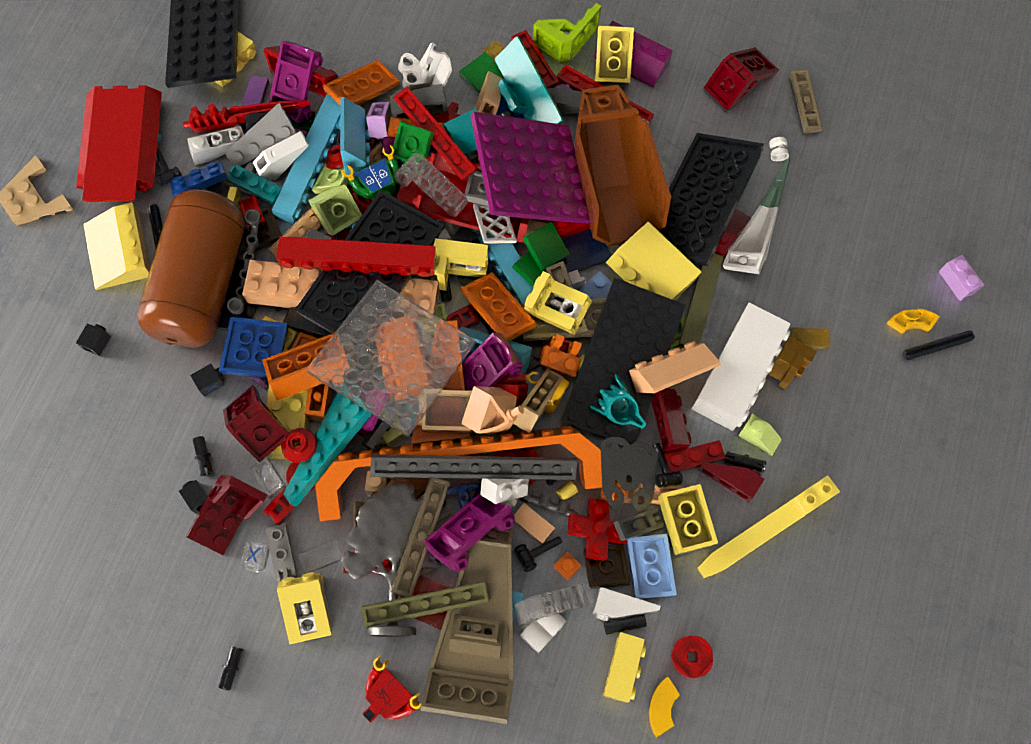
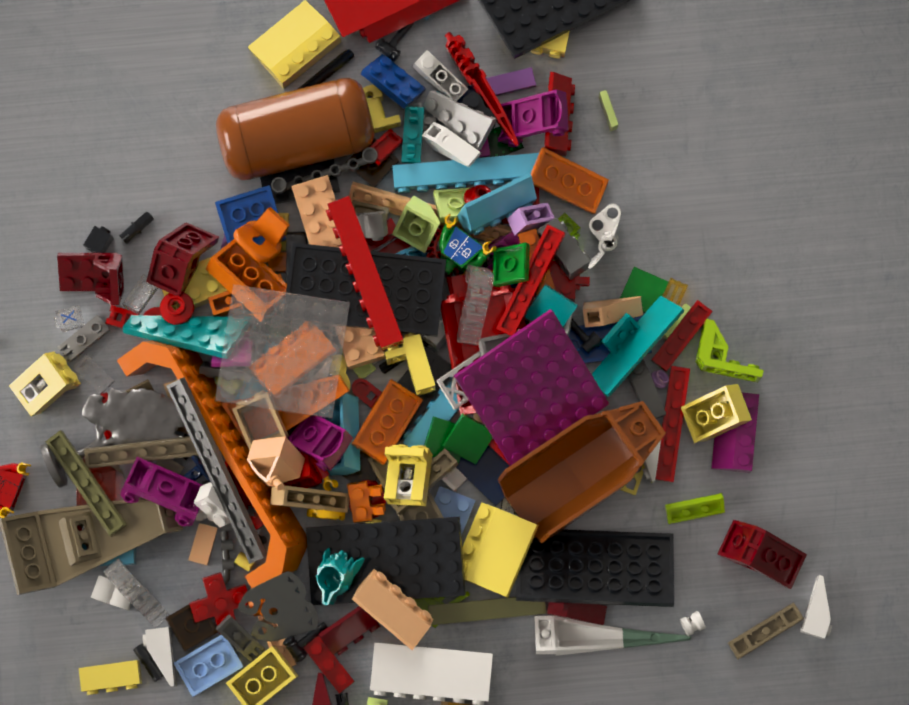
camera: 70 degrees right, 10 degrees up
(93, 339) = (198, 74): black brick -> none
(208, 379) = (205, 194): black brick -> none
(271, 327) = (269, 226): none -> orange piece
(320, 35) = (608, 110): none -> yellowish green tile
(526, 556) = (170, 551): black piece -> none
(567, 566) = (178, 590): orange plate -> none
(683, 108) = (695, 508): none -> lime plate
(804, 57) = (817, 615): none -> white slope

